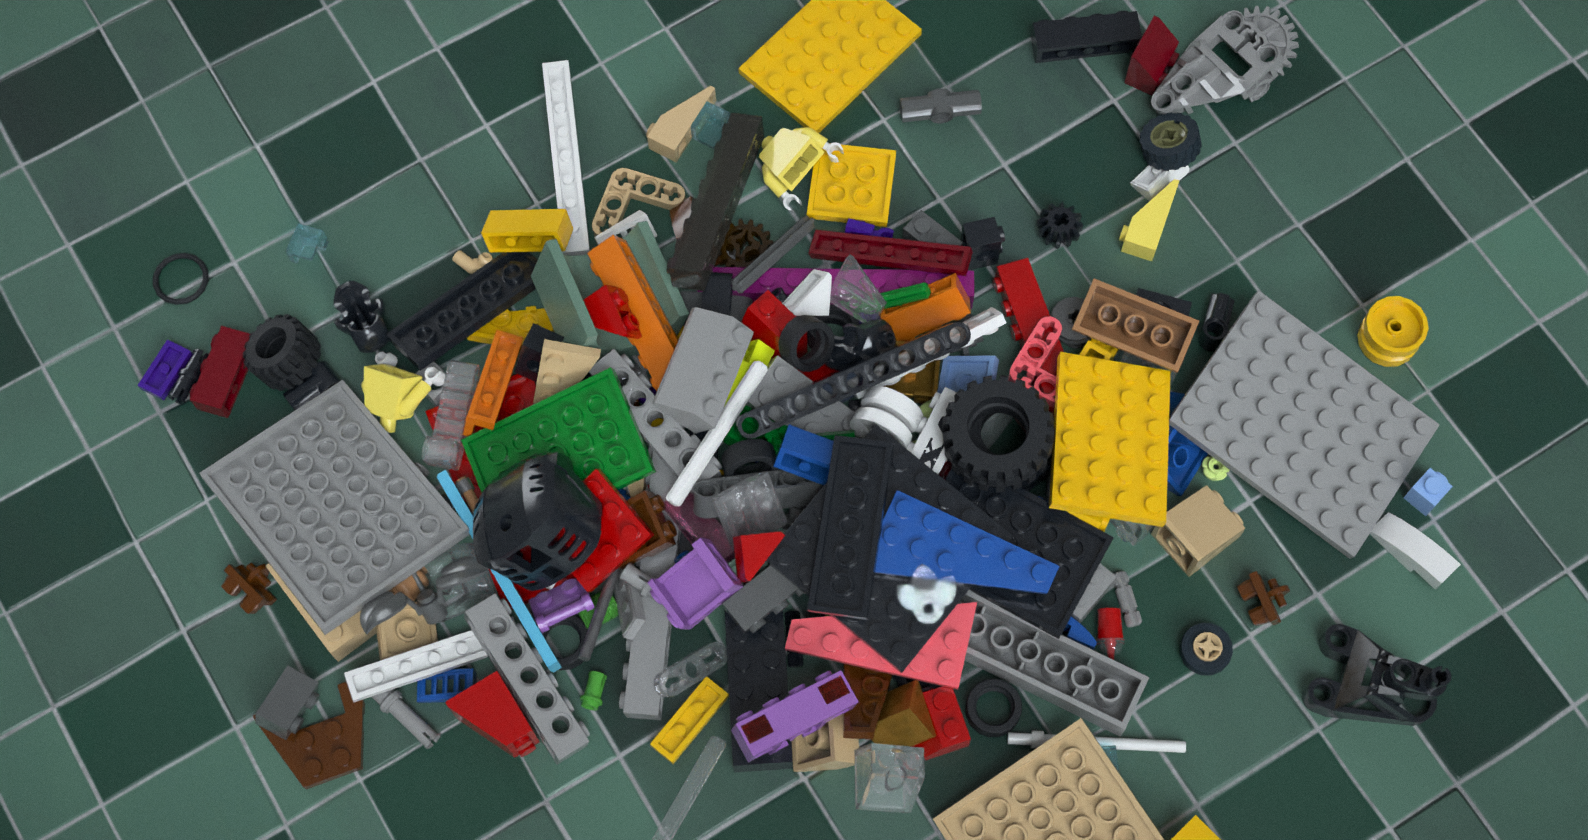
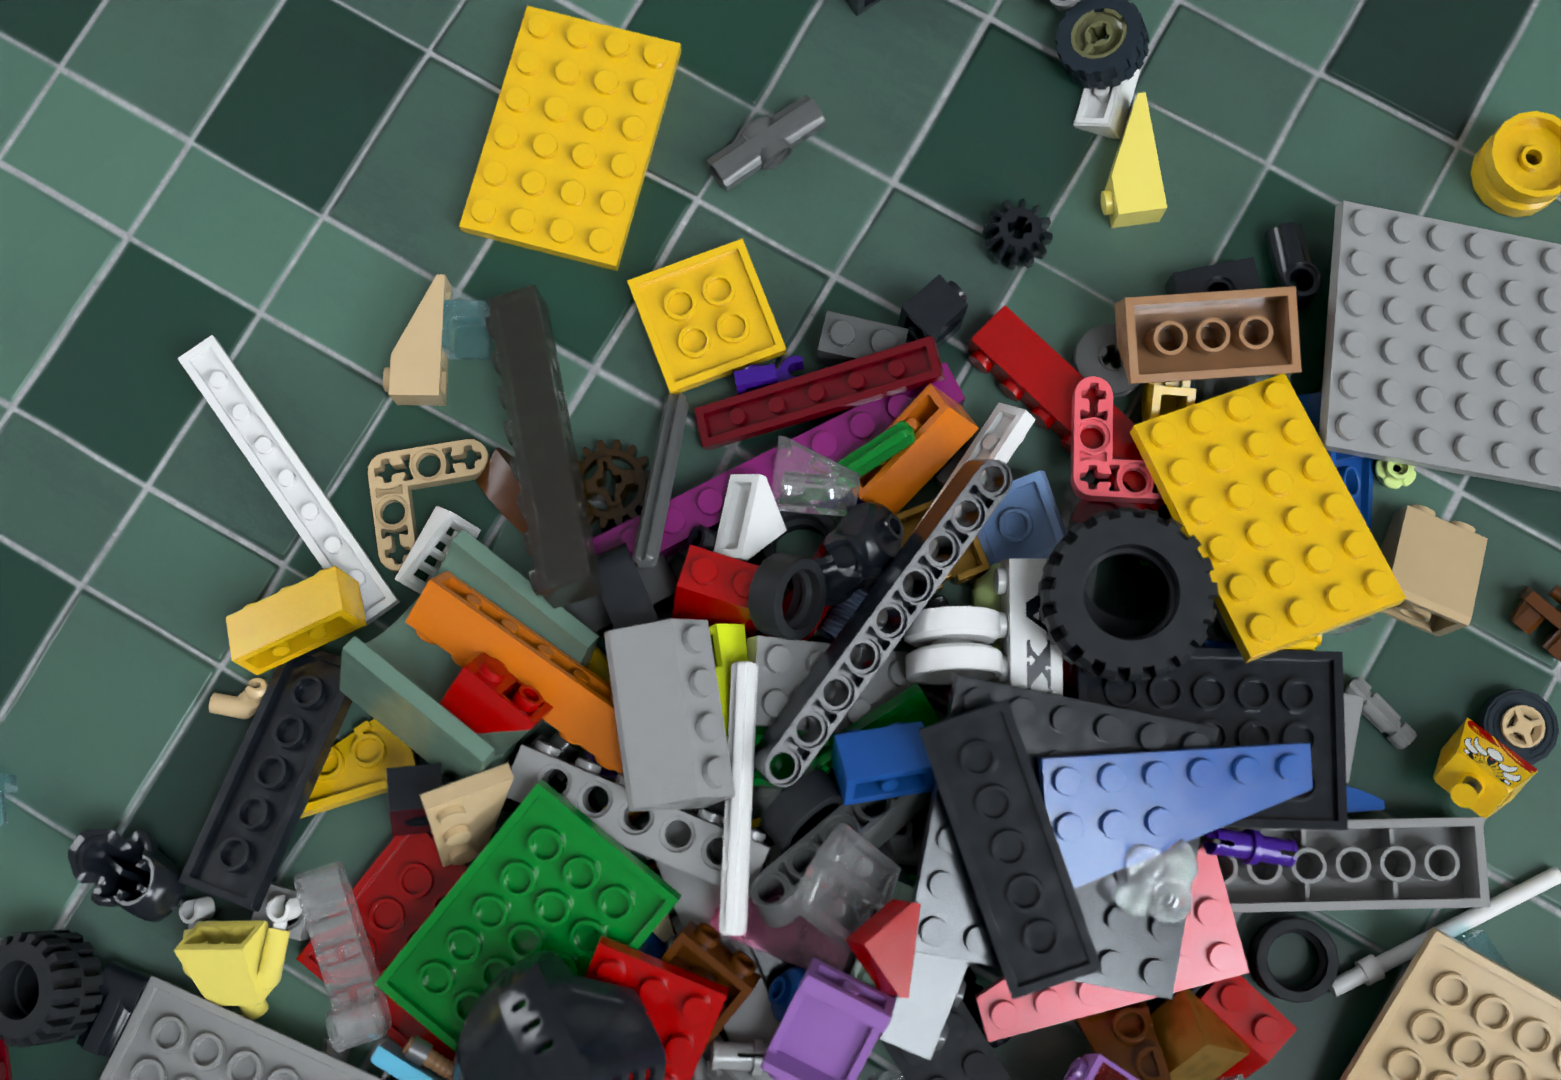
camera: 30 degrees left, 10 degrees up
(493, 382) = (373, 875): orange fence -> none
(790, 157) = (606, 323): light yellow torso -> none
(997, 616) = (1251, 847): none -> dark purple pin
(1110, 632) = (1385, 772): red piece -> none
(1166, 656) = (1480, 770): none -> yellow torso

